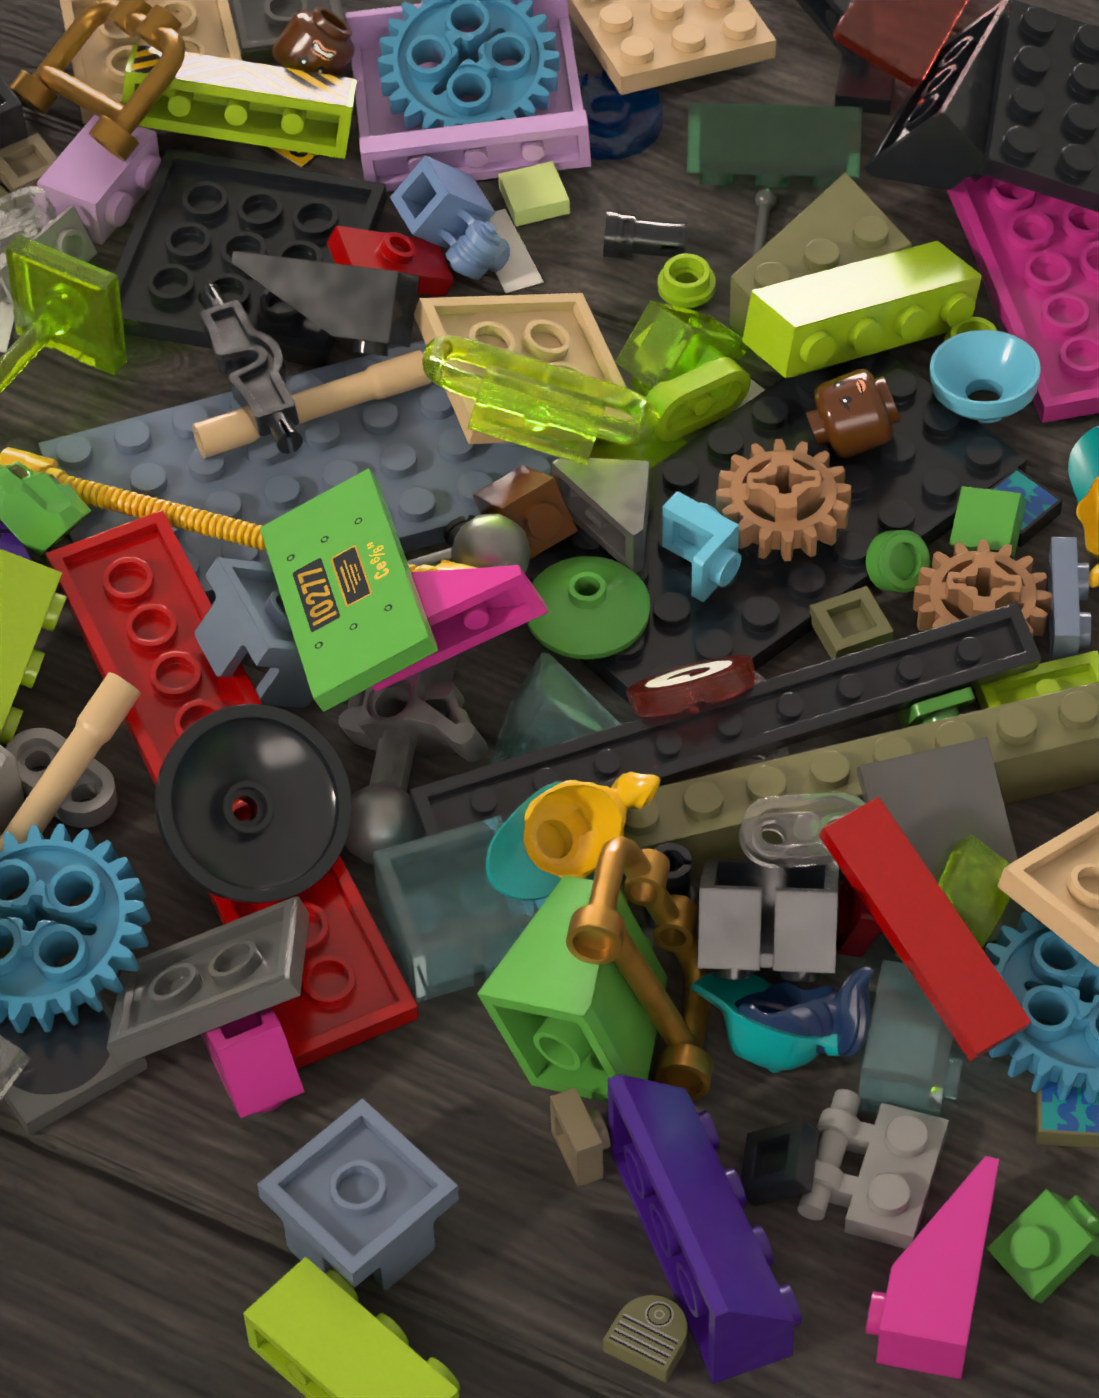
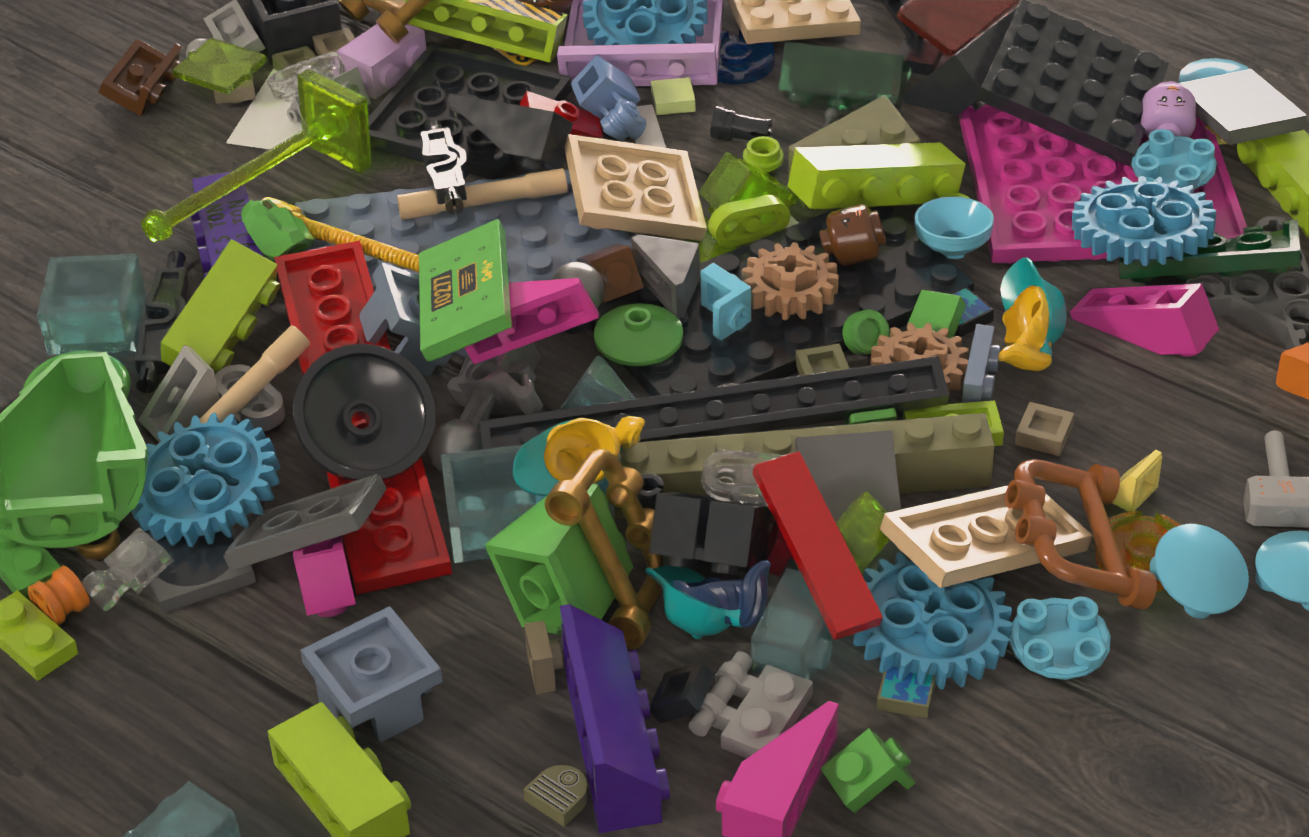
camera: 10 degrees right, 10 degrees down
(538, 401) = (630, 199): clear neon green bar -> none
(691, 683) = (693, 380): clear red tile -> none

